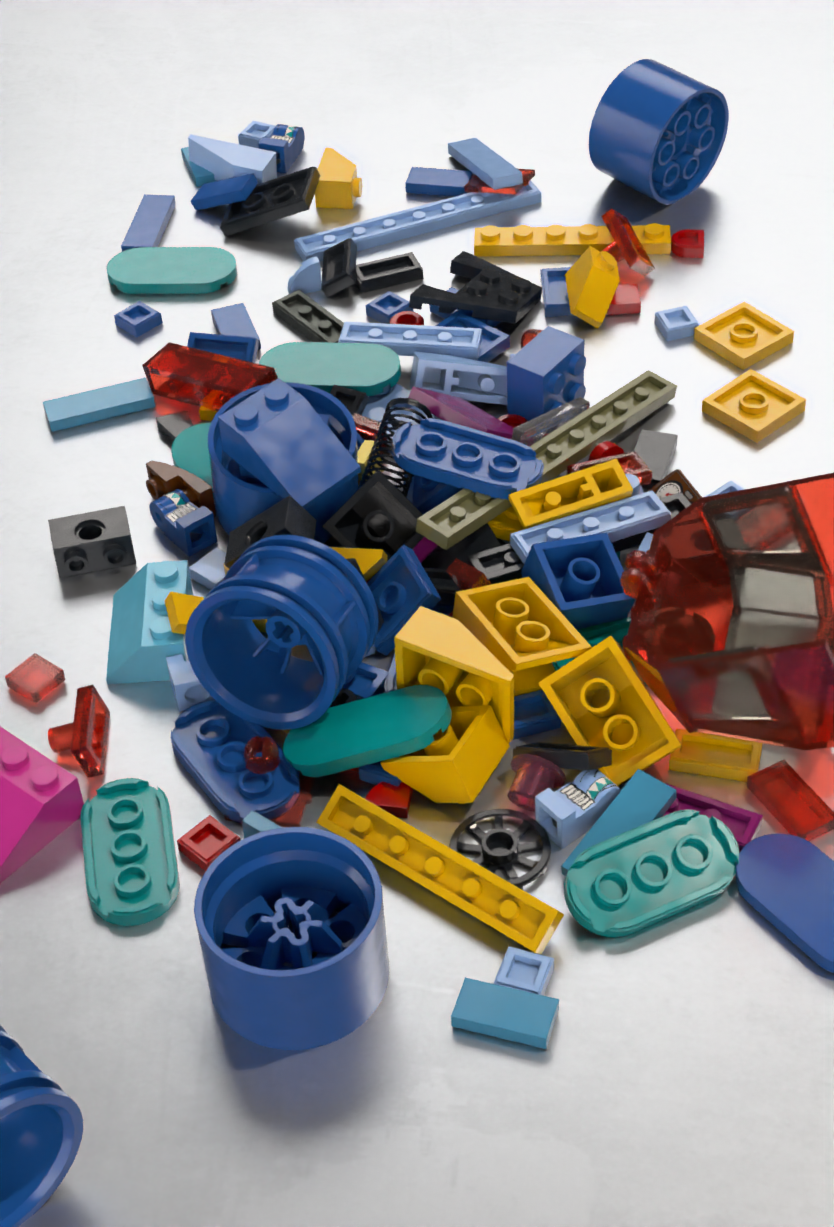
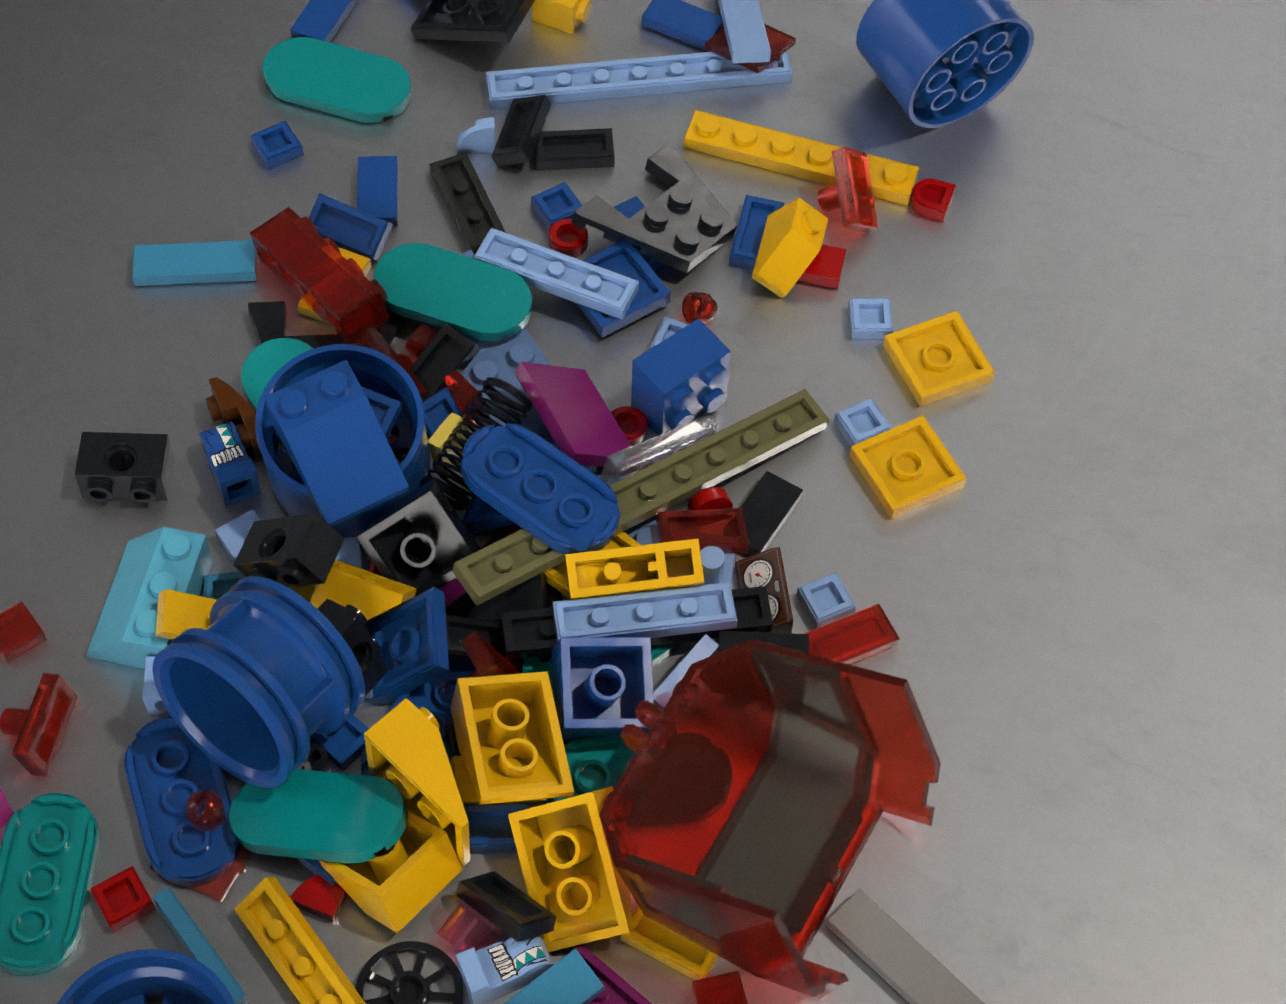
camera: 10 degrees right, 15 degrees up
(460, 377) = (587, 342): light blue slope -> none
(700, 385) = (861, 422): none -> light blue tile

